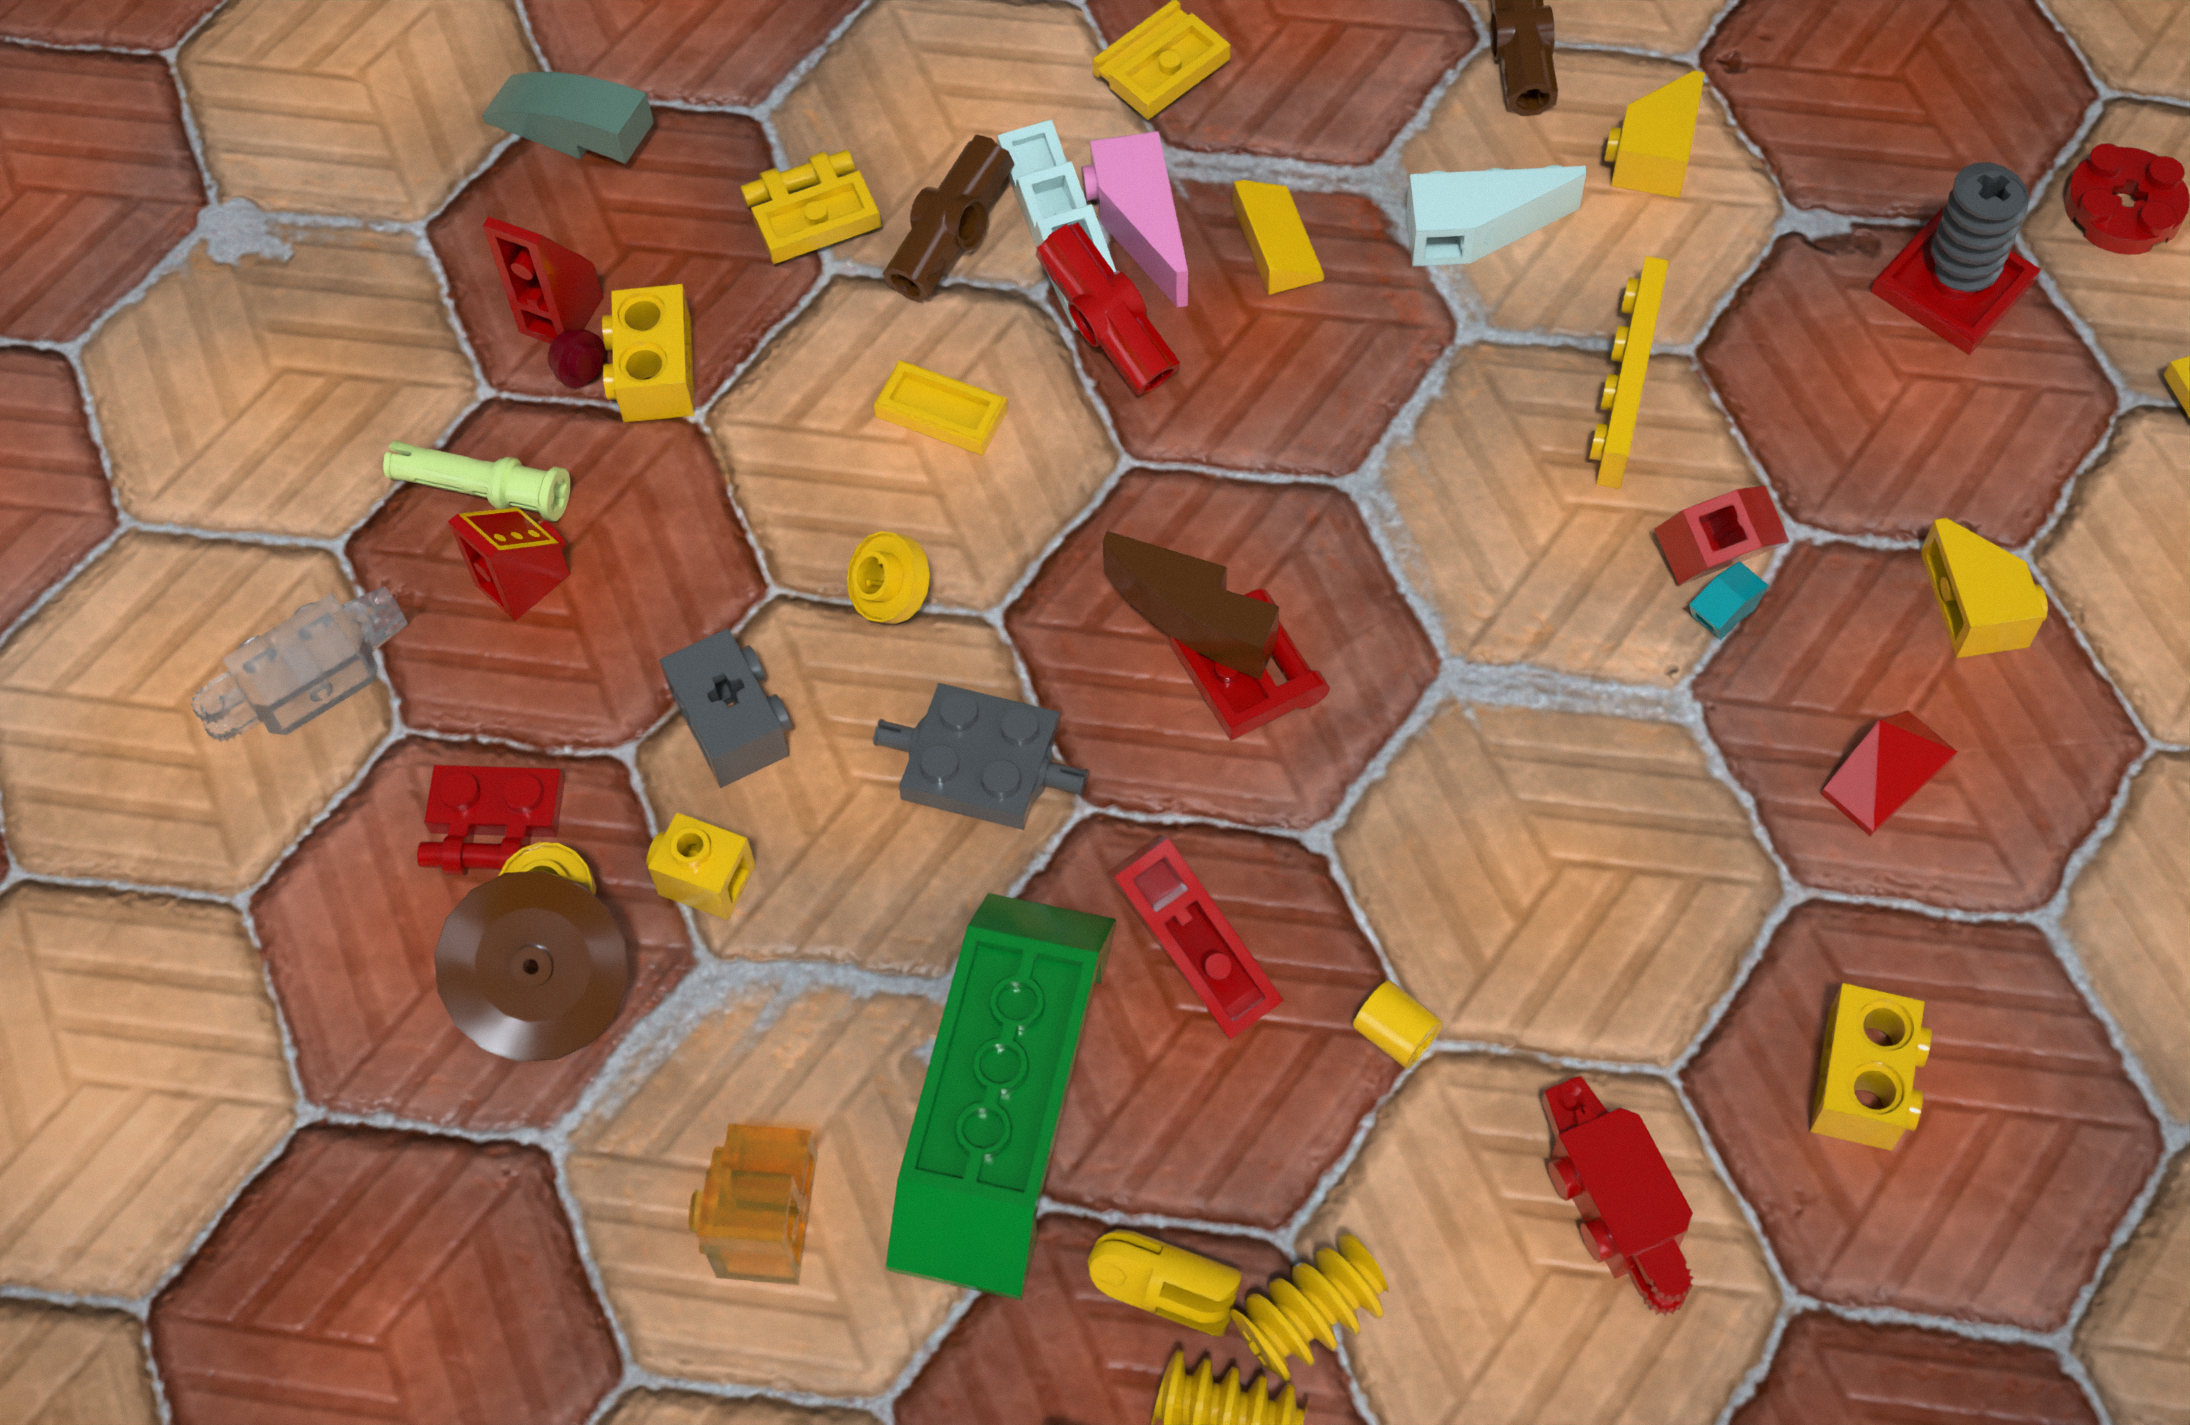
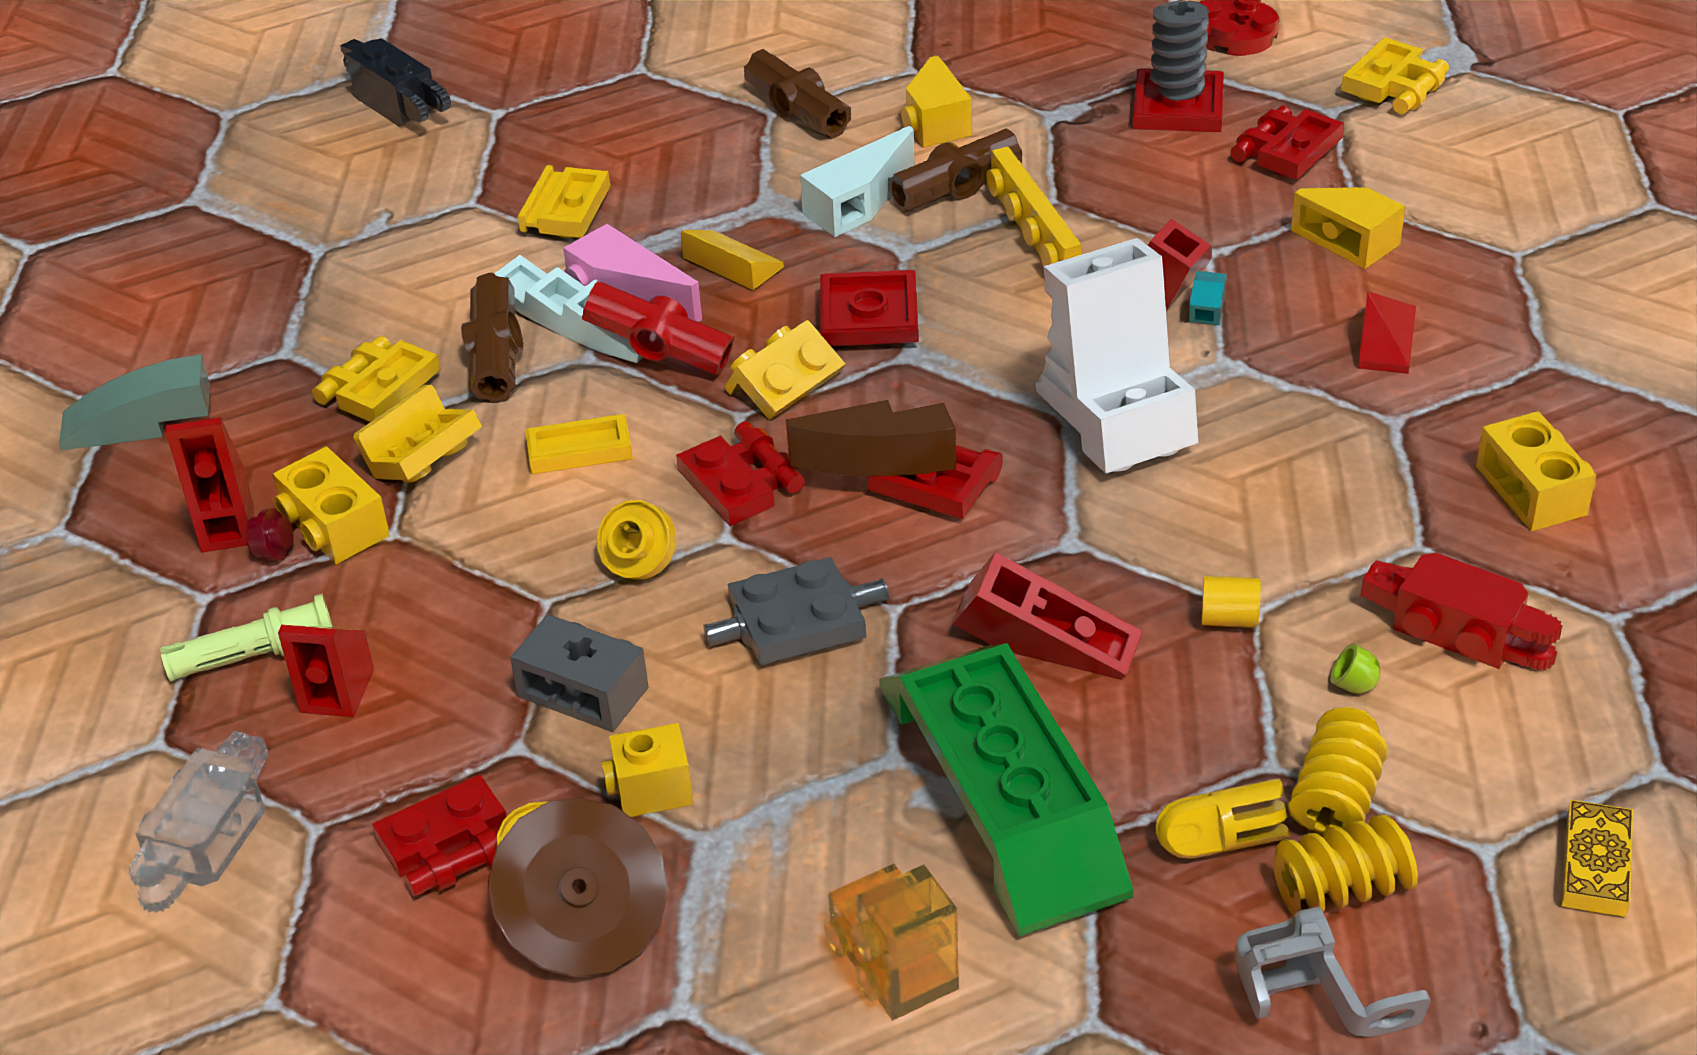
camera: 35 degrees left, 20 degrees down
(786, 309) = (414, 435): none -> yellow bracket
(1043, 540) = (729, 483): none -> red plate
(1203, 436) = (785, 370): none -> yellow bracket
(1355, 398) = (869, 307): none -> red plate
(1453, 1190) = (1356, 670): none -> lime hinge
(1501, 659) = (1112, 357): none -> white brick
(1600, 250) = (949, 171): none -> reddish brown piece
(2028, 435) = (1288, 142): none -> red plate

